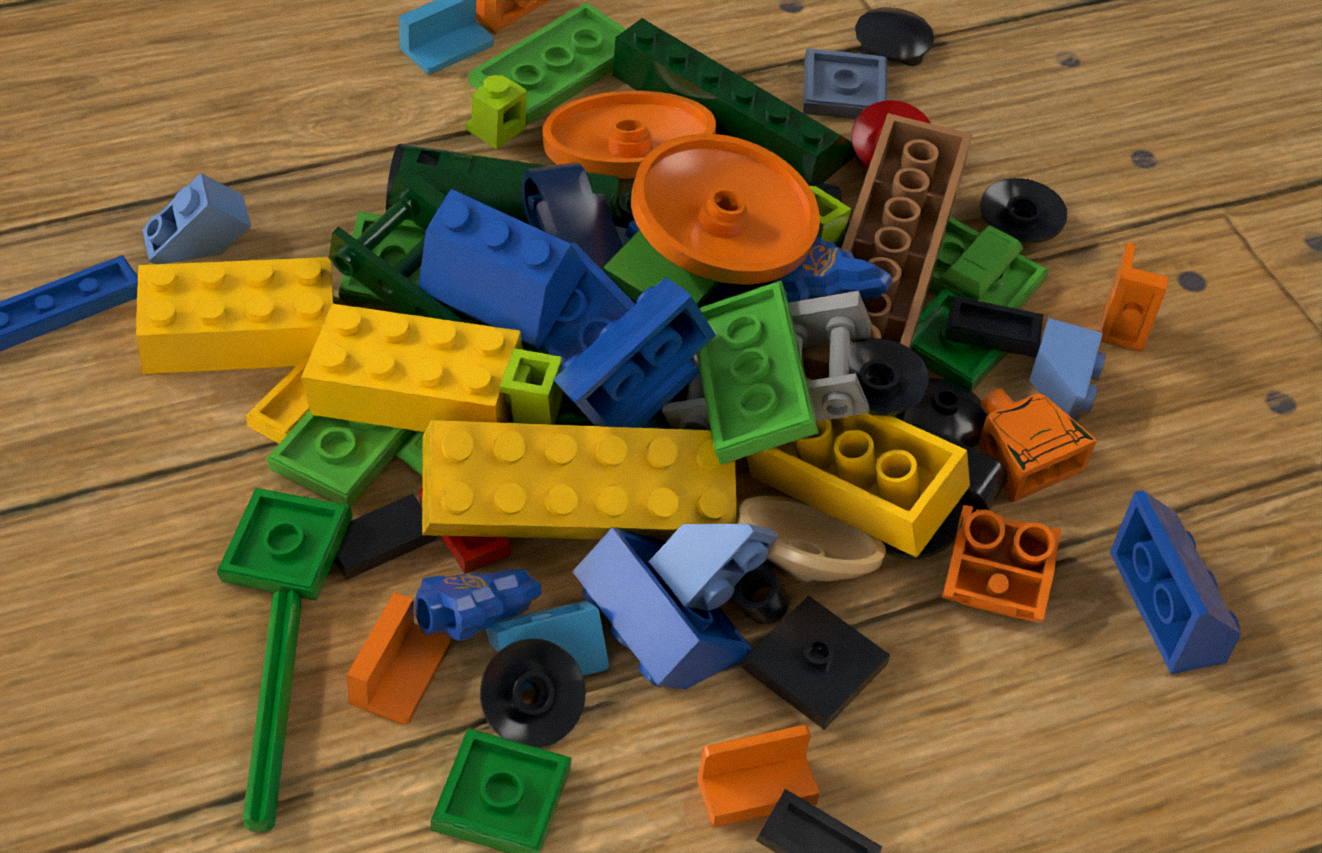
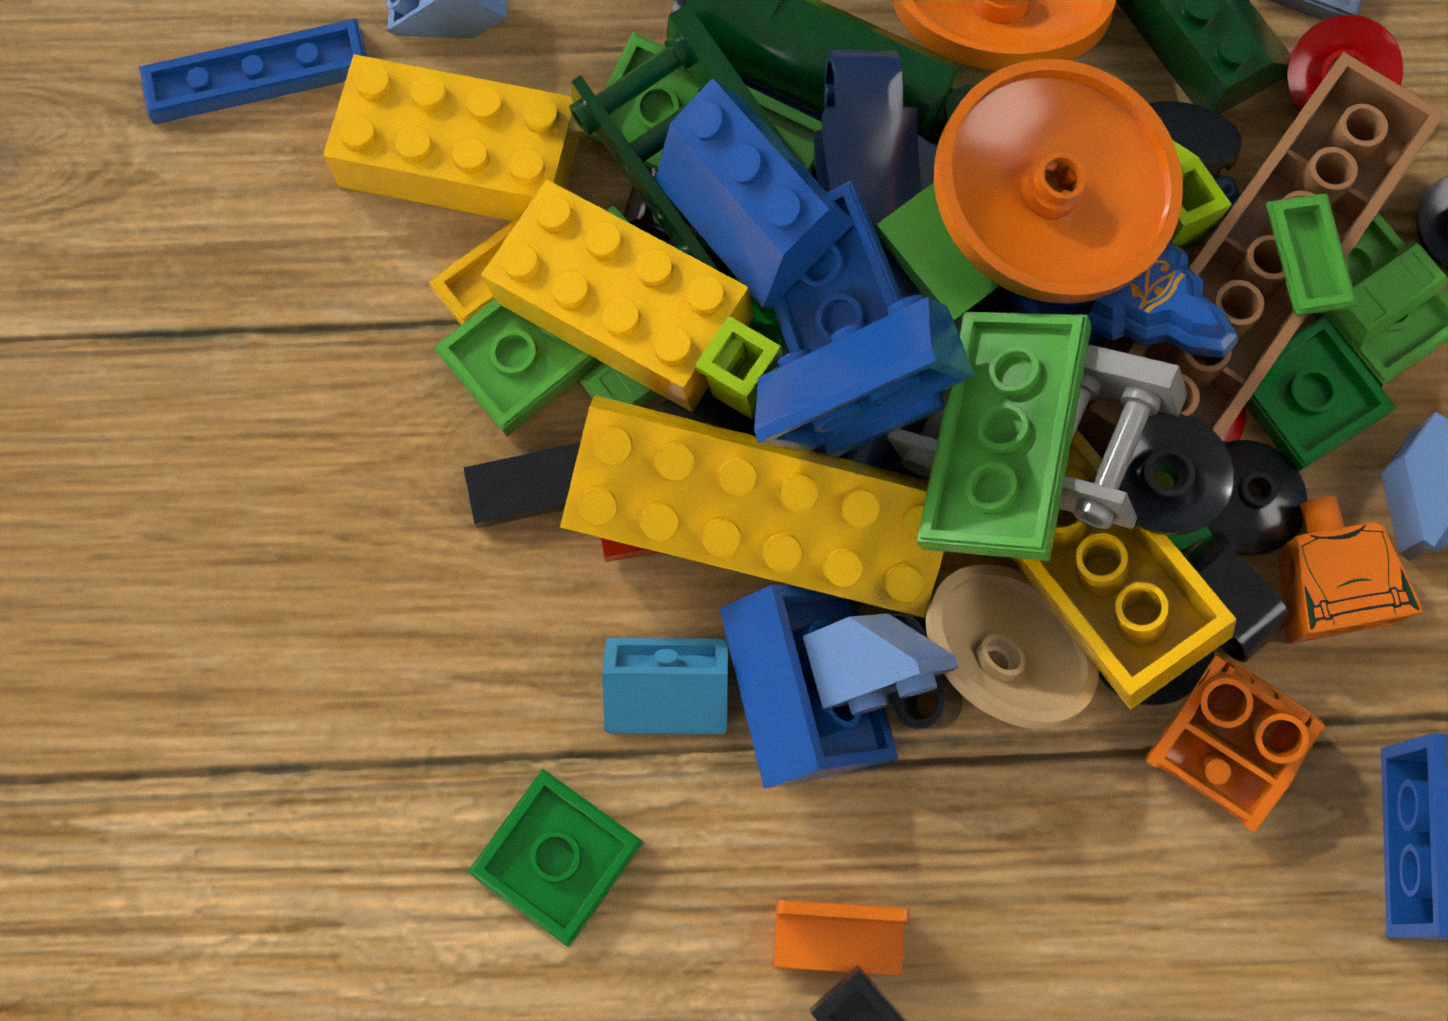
camera: 25 degrees right, 25 degrees up
(272, 712) = (346, 678): green axle -> none
(285, 543) = (419, 470): green tile -> none
(396, 663) = (495, 660): orange panel -> none
(472, 601) = (594, 614): blue rock -> none
(557, 687) = (627, 775): black dish -> none
(815, 662) = (964, 798): black plate -> none
(919, 228) = (1311, 254): none -> bright green tile
(994, 326) = (1363, 396): black tile -> none

